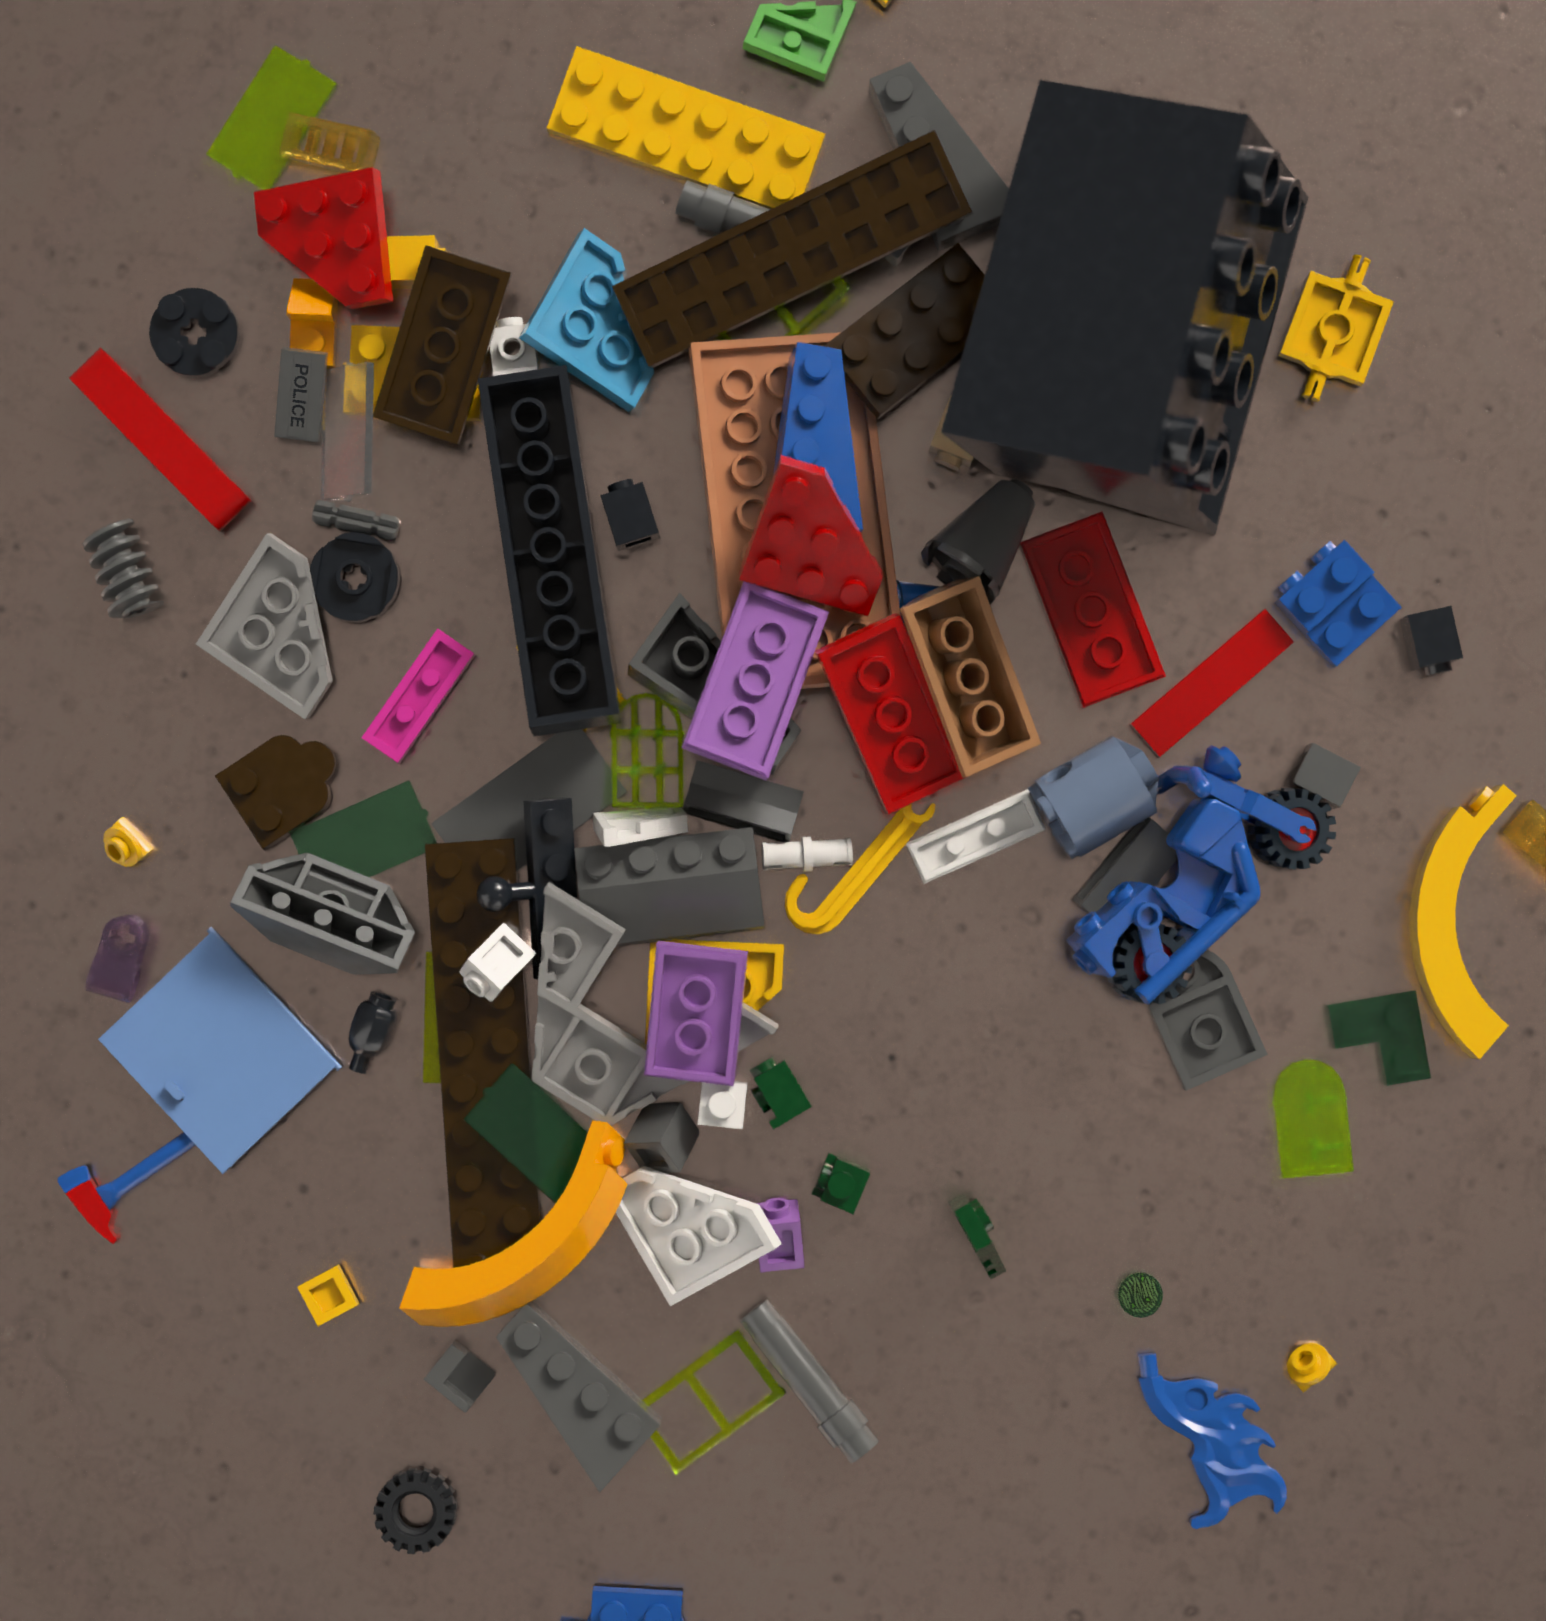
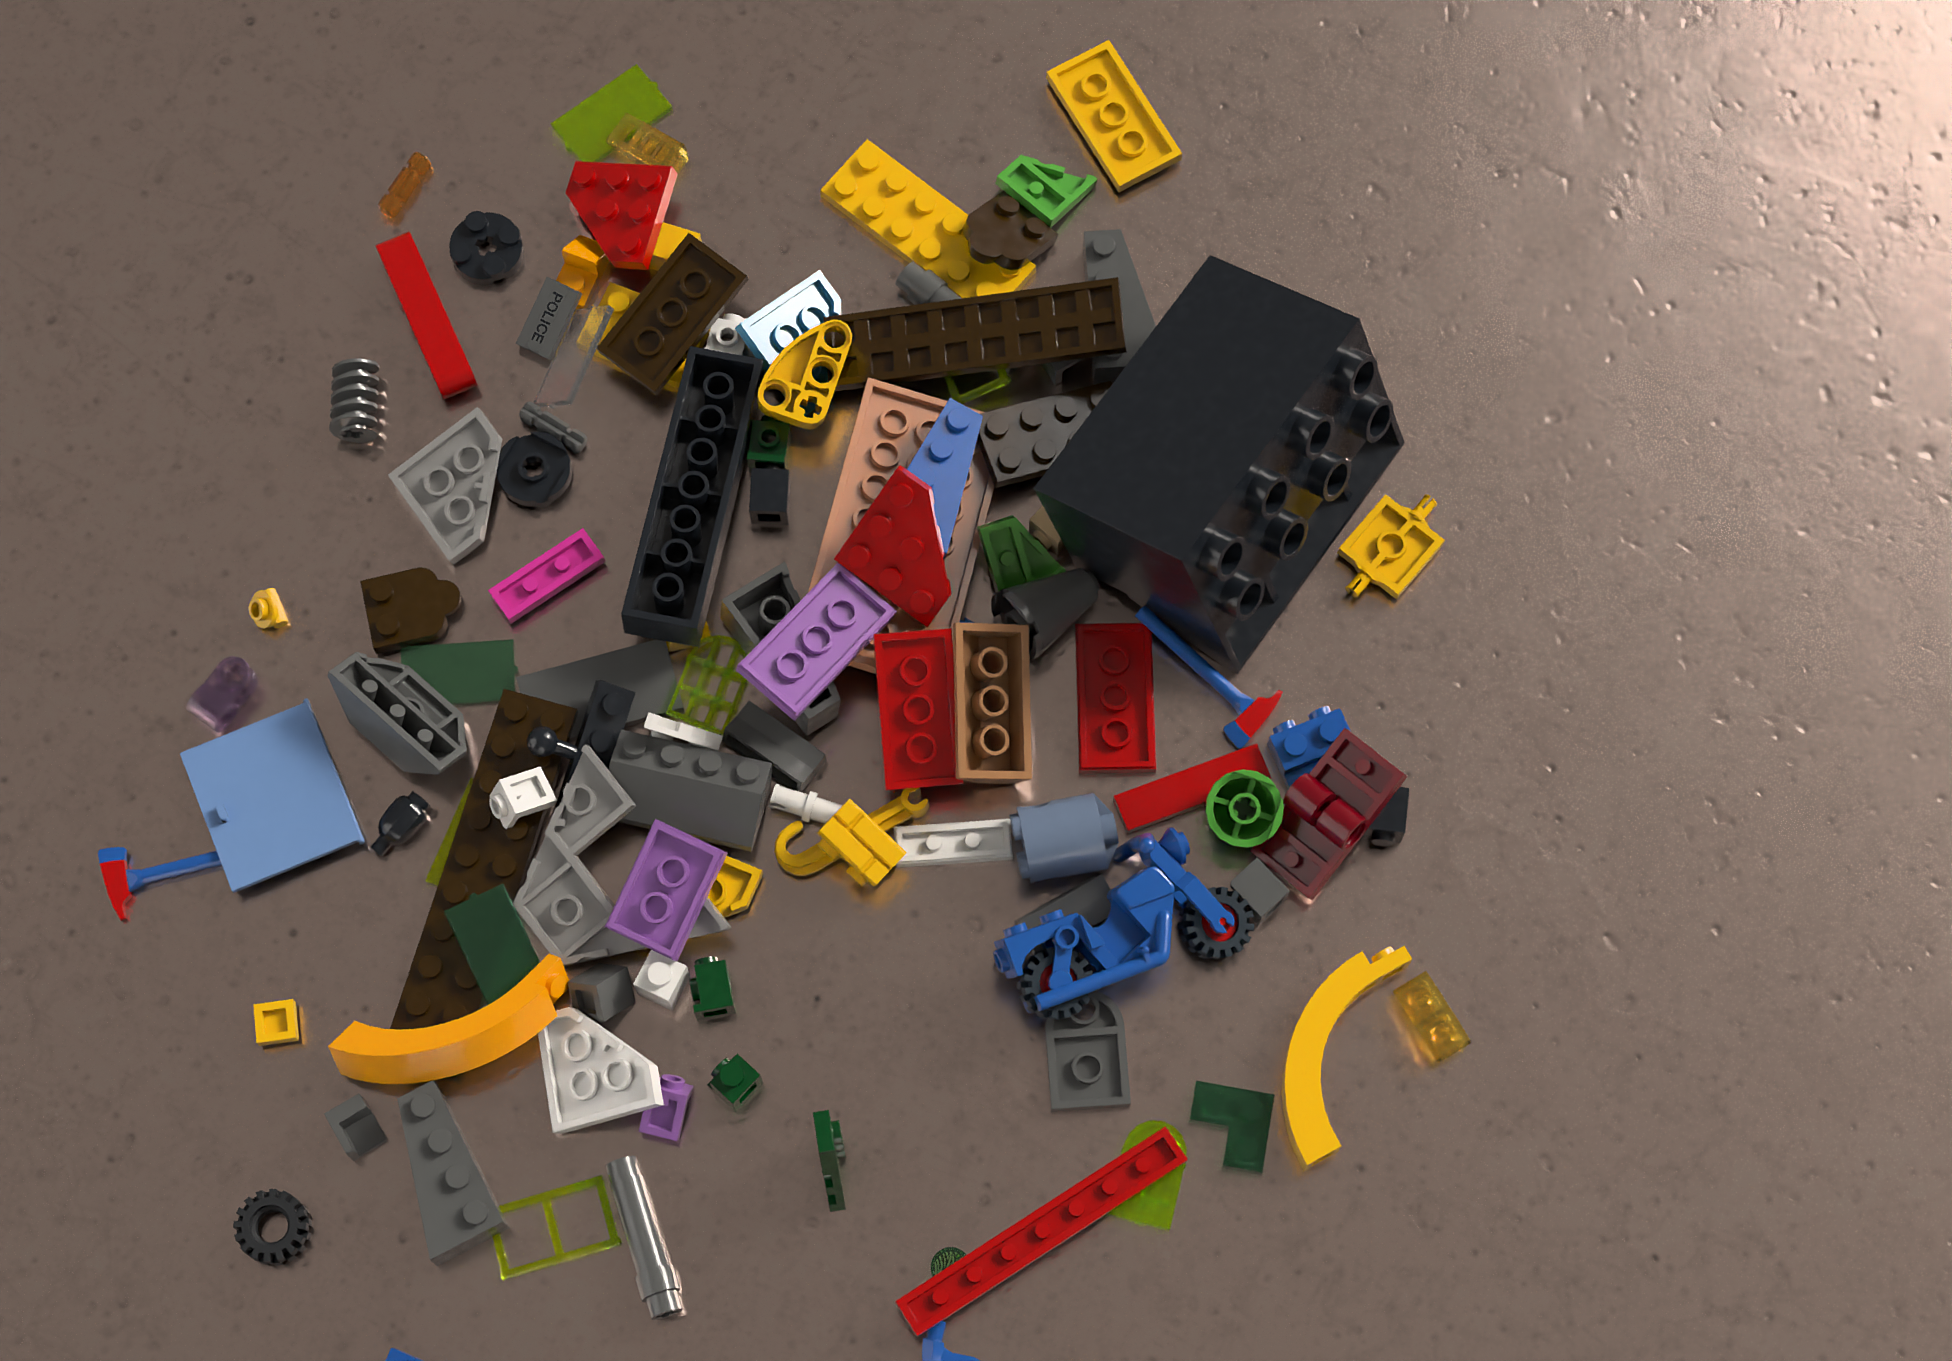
camera: 15 degrees right, 15 degrees down
(69, 289) = (404, 185): none -> clear orange axle
(608, 373) = (793, 375): none -> yellow beam
(611, 470) = (772, 453): none -> dark green brick
(778, 108) = (1006, 233): none -> dark brown plate
(882, 882) = (859, 844): none -> yellow brick
(929, 491) = (1014, 554): none -> bright green wing
(1224, 1226) = (1040, 1231): none -> red plate
(1247, 573) = (1251, 712): none -> blue piece
(1281, 694) = (1244, 808): none -> bright green cylinder
(1374, 665) = (1329, 812): none -> dark red plate

